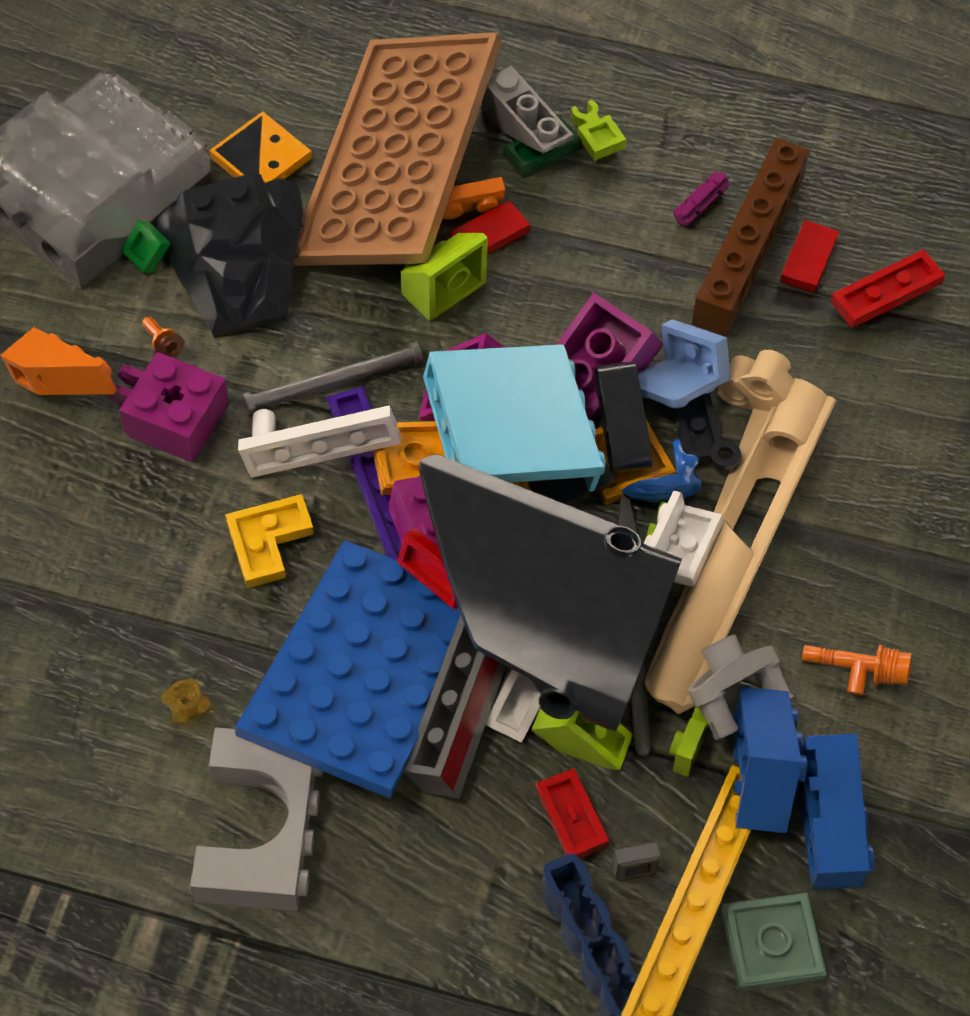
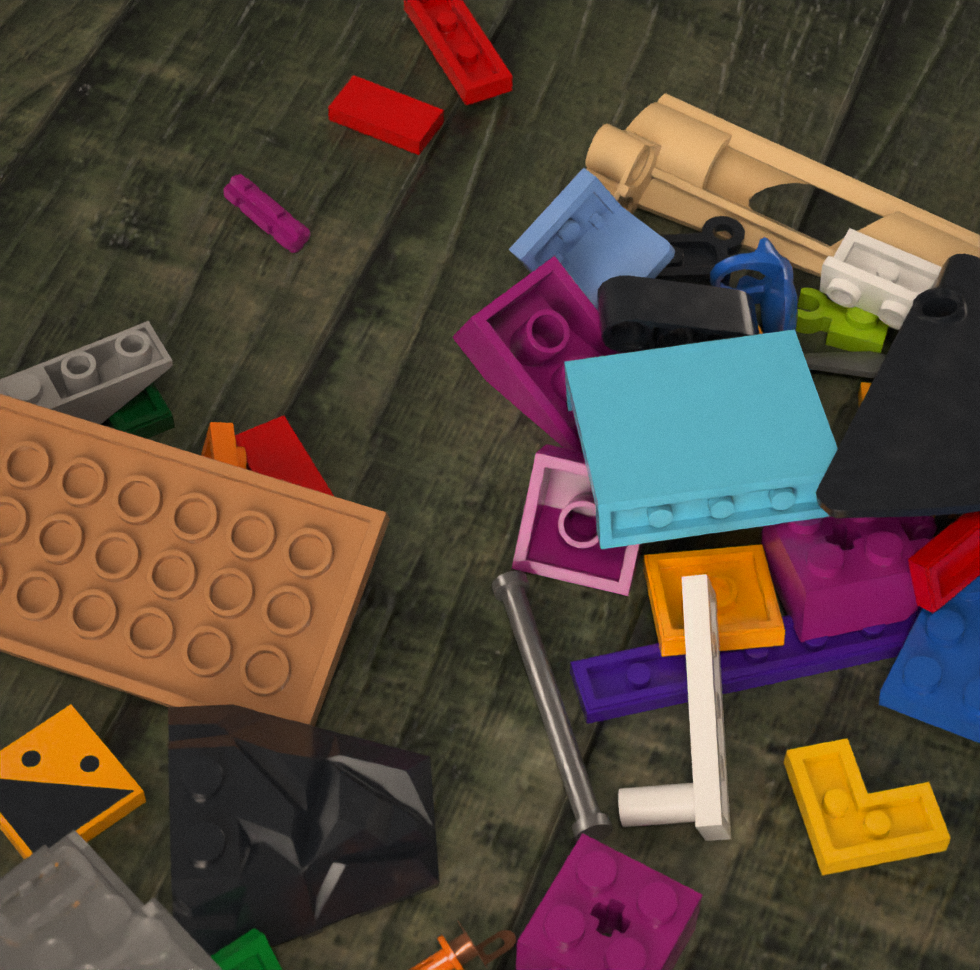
camera: 85 degrees left, 5 degrees down
(449, 276) = (377, 477): lime slope -> none
(598, 135) = (114, 312): lime plate -> none
(750, 238) = (357, 160): reddish brown brick -> none

